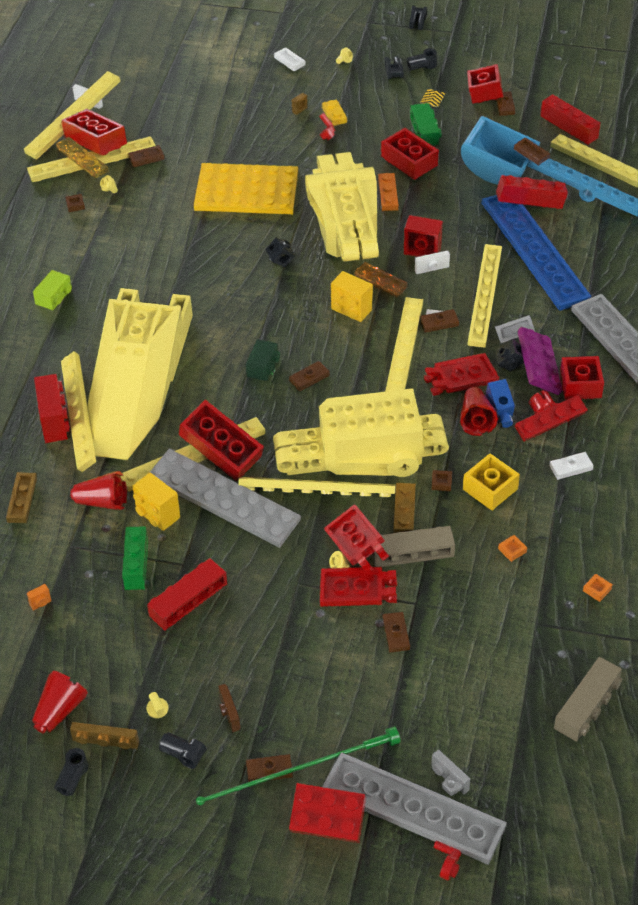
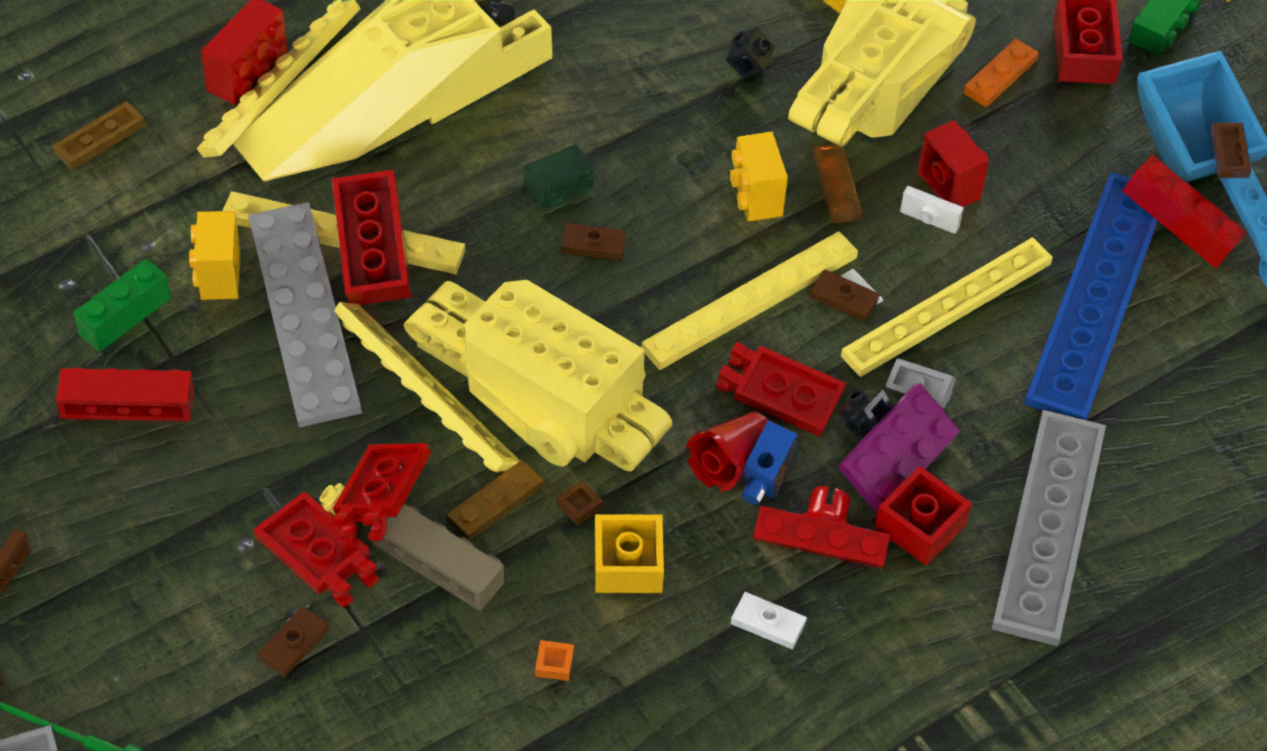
camera: 40 degrees right, 5 degrees up
(103, 491) = (181, 196): red cone -> none

